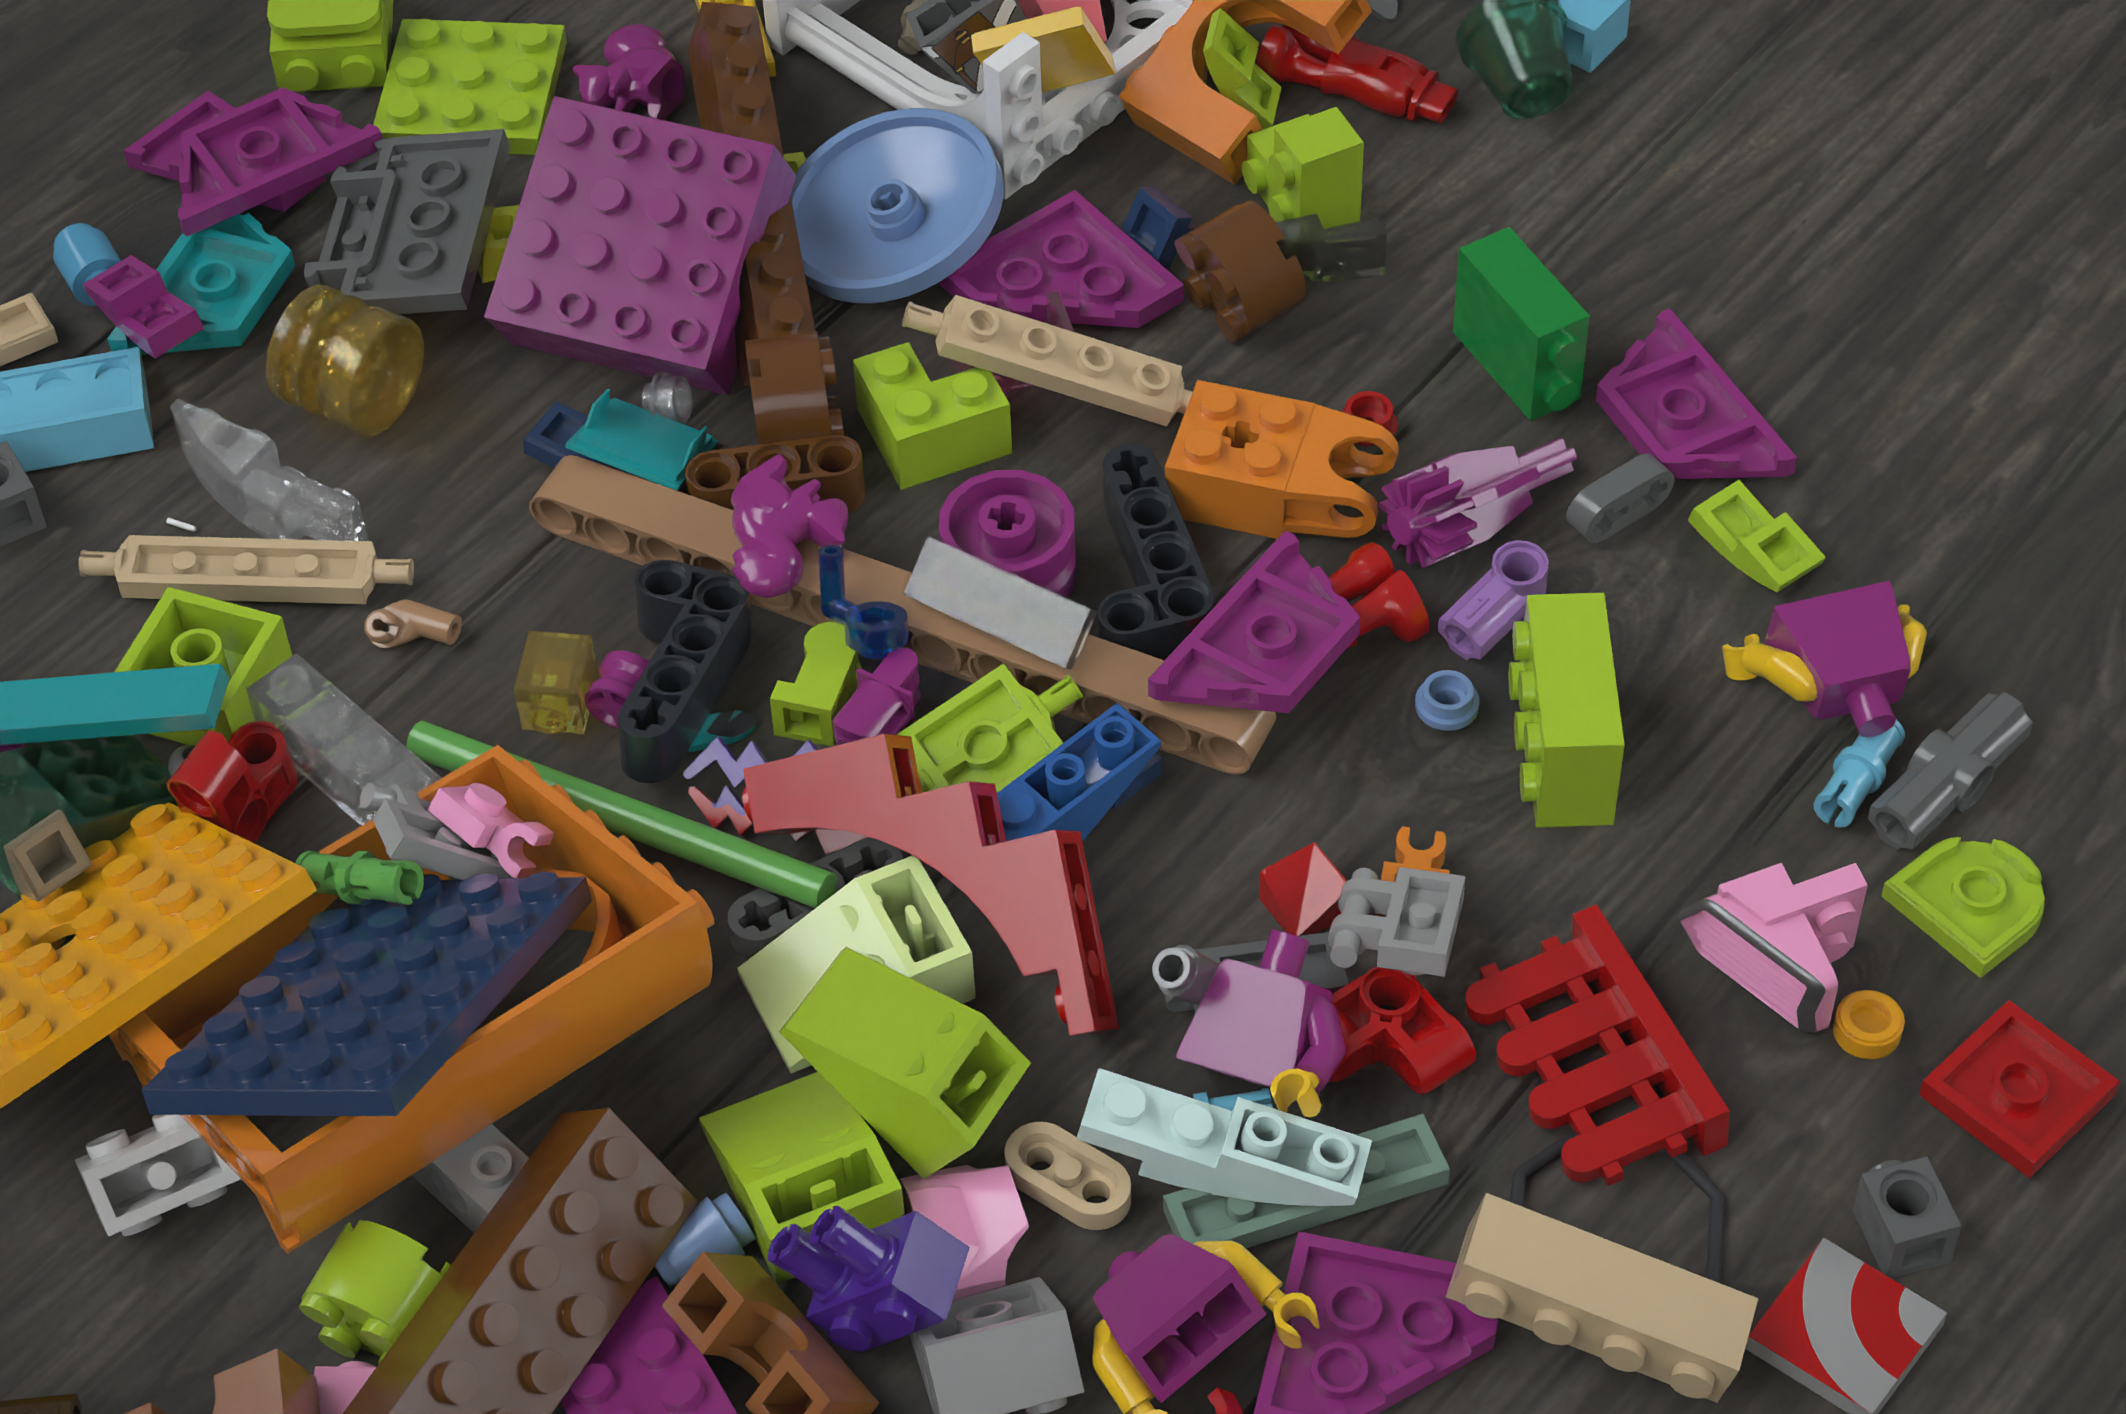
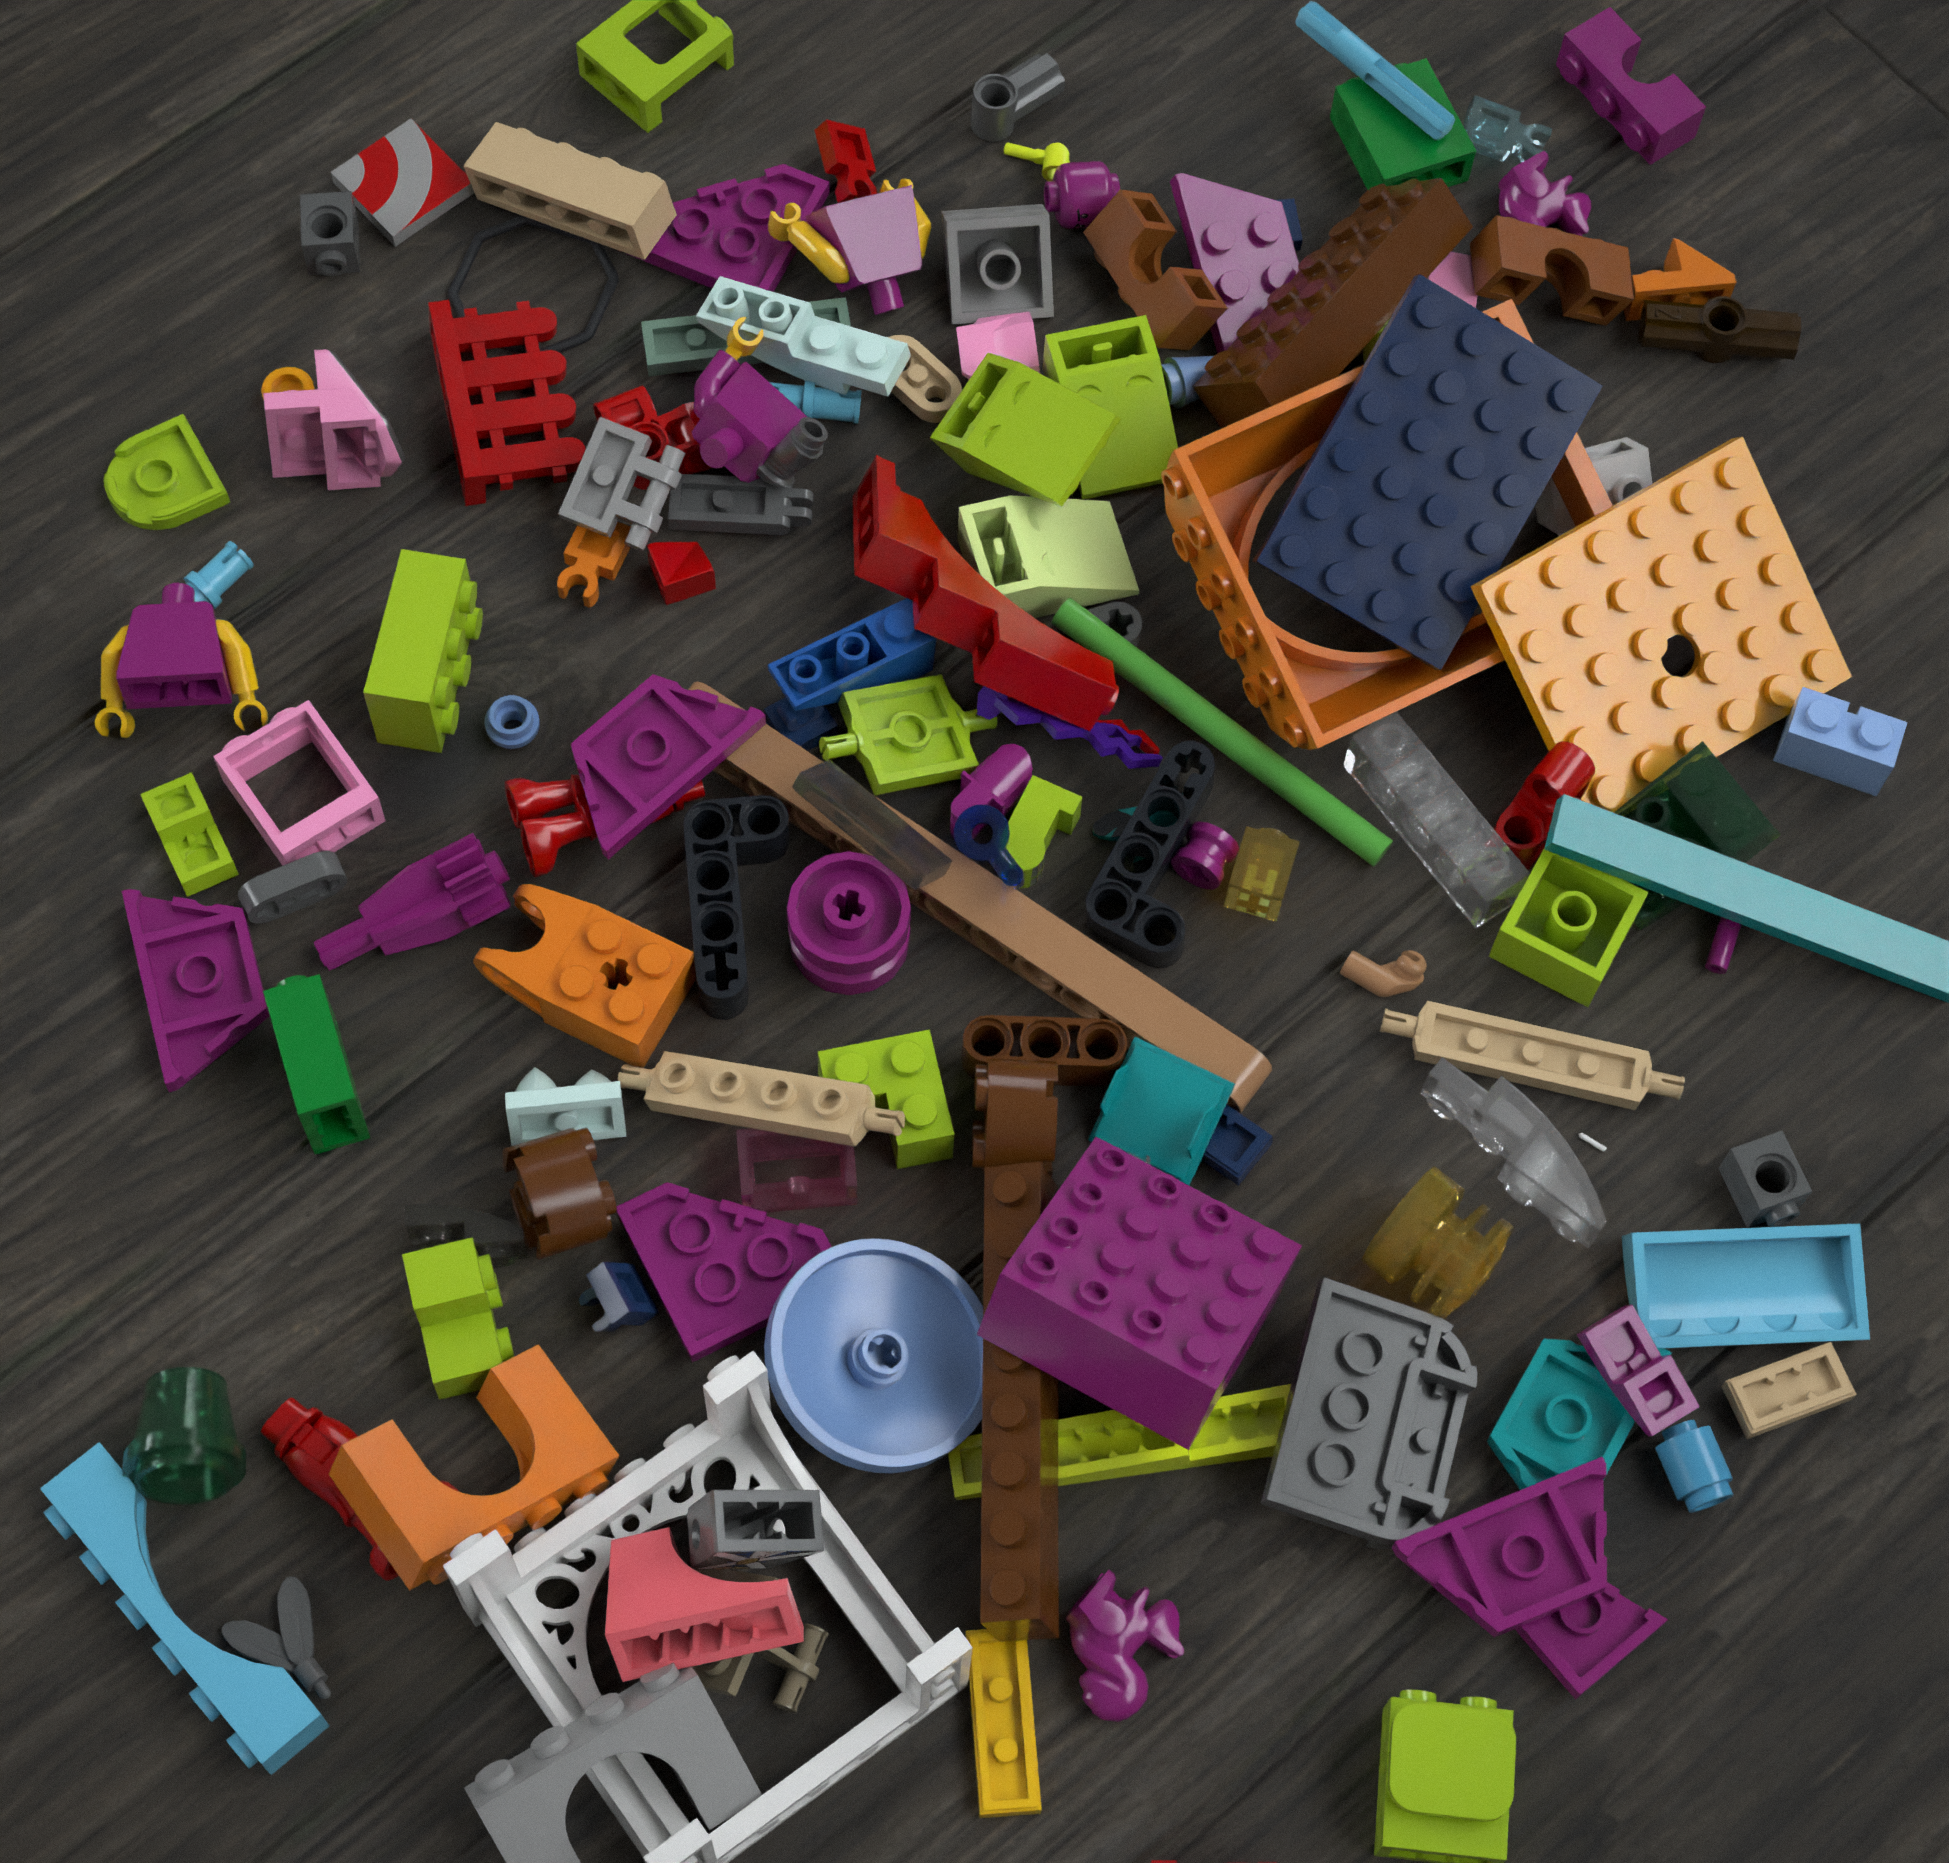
camera: 175 degrees left, 15 degrees up
(46, 857) = (1689, 733): dark tan slope -> none
(363, 877) = (1437, 609): bright green pin -> none
(419, 836) = (1364, 639): light grey plate -> none
(472, 79) = (1296, 1674): lime plate -> none
(484, 821) = (1335, 655): bright pink plate -> none
(773, 520) = (1056, 950): magenta animal -> none
(873, 1280) = (1072, 283): dark purple brick -> none
(1068, 47) = (690, 1452): yellow tile -> none
(1231, 62) = (483, 1458): lime slope -> none
(1282, 349) = (544, 1109): none -> light aqua tile
(1372, 407) = (483, 1014): red plate -> none
(1495, 600) = (440, 797): medium lavender piece -> none
(1690, 554) = (324, 829): none -> bright pink window
(1950, 771) = (131, 572): dark grey piece -> none
(2019, 1088) = (204, 314): red plate -> none

